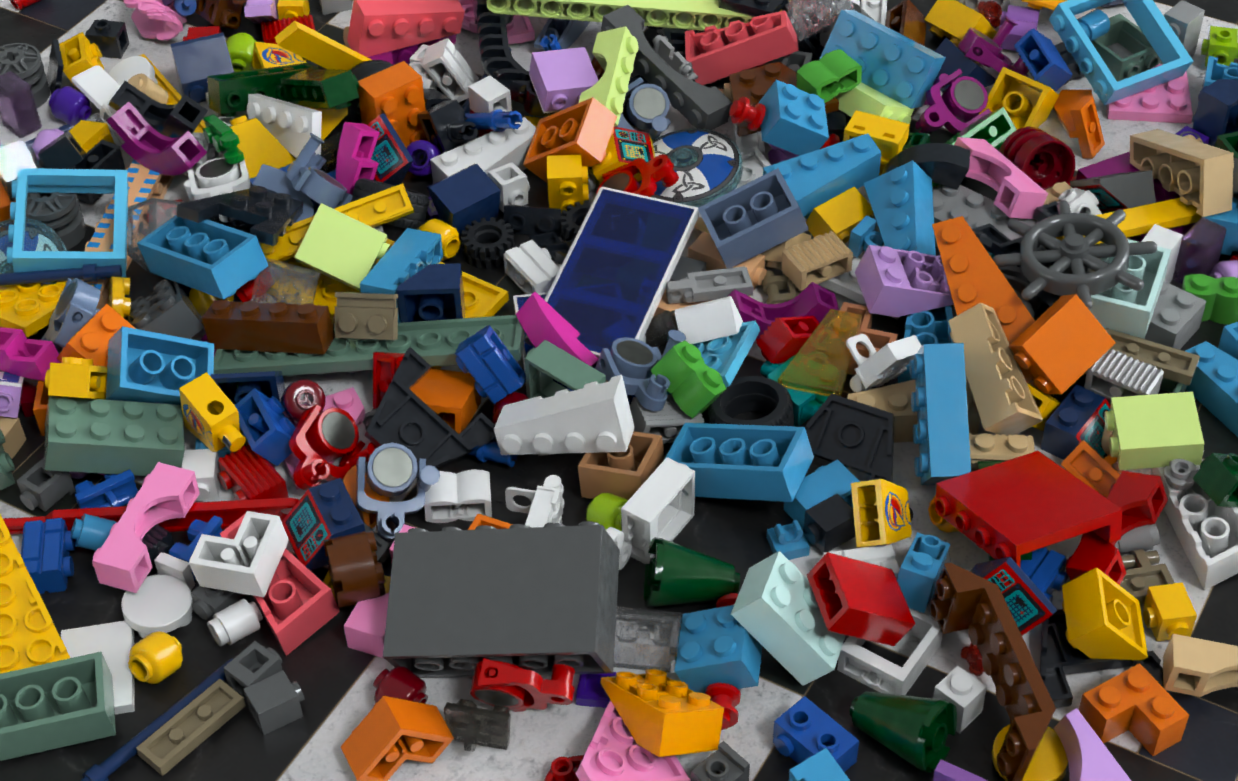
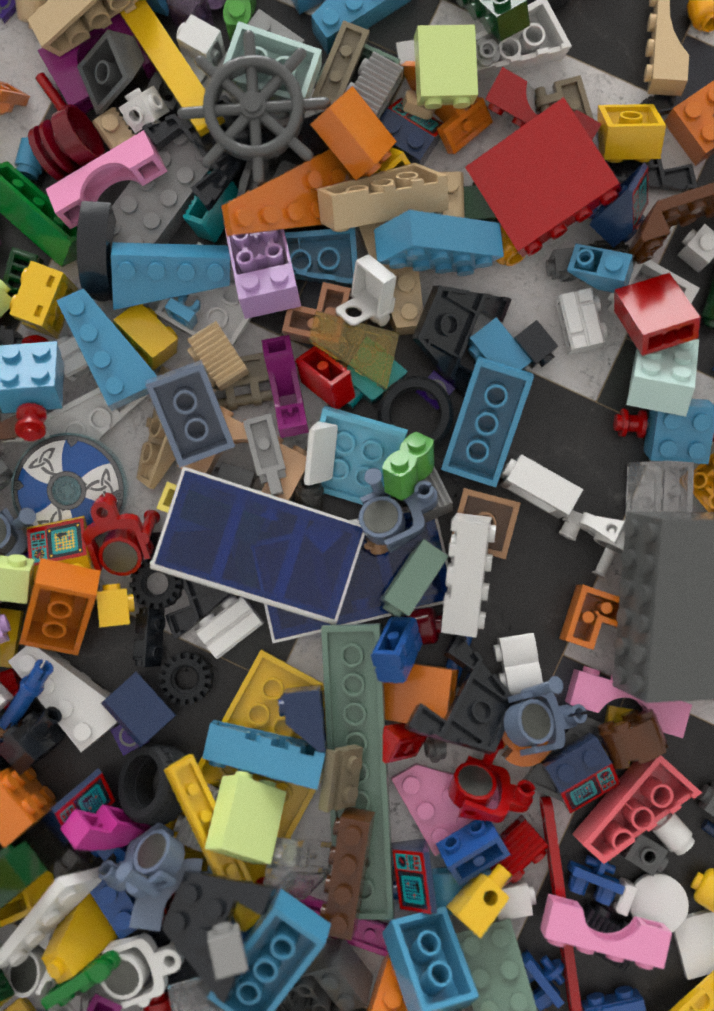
camera: 95 degrees left, 40 degrees up
(91, 531) = (591, 976): dark azure brick -> none
(226, 202) = (227, 950): none -> light grey brick
(243, 562) = (658, 834): white brick -> none
(292, 395) = (439, 820): dark red head -> none
(417, 150) = (66, 762): dark purple head -> none
(449, 236) = (189, 728): yellow head -> none
(512, 184) = (103, 668): white brick -> none
(544, 323) = (356, 592): dark pink slope -> none
(545, 502) = (546, 584): white piece -> none
(606, 510) = (535, 529): lime head -> none
(685, 576) = (602, 462): dark green cone -> none
(788, 540) = (544, 382): dark azure tile -> none
(880, 512) = (521, 296): yellow torso -> none
(1168, 611) = (603, 83): yellow brick -> none

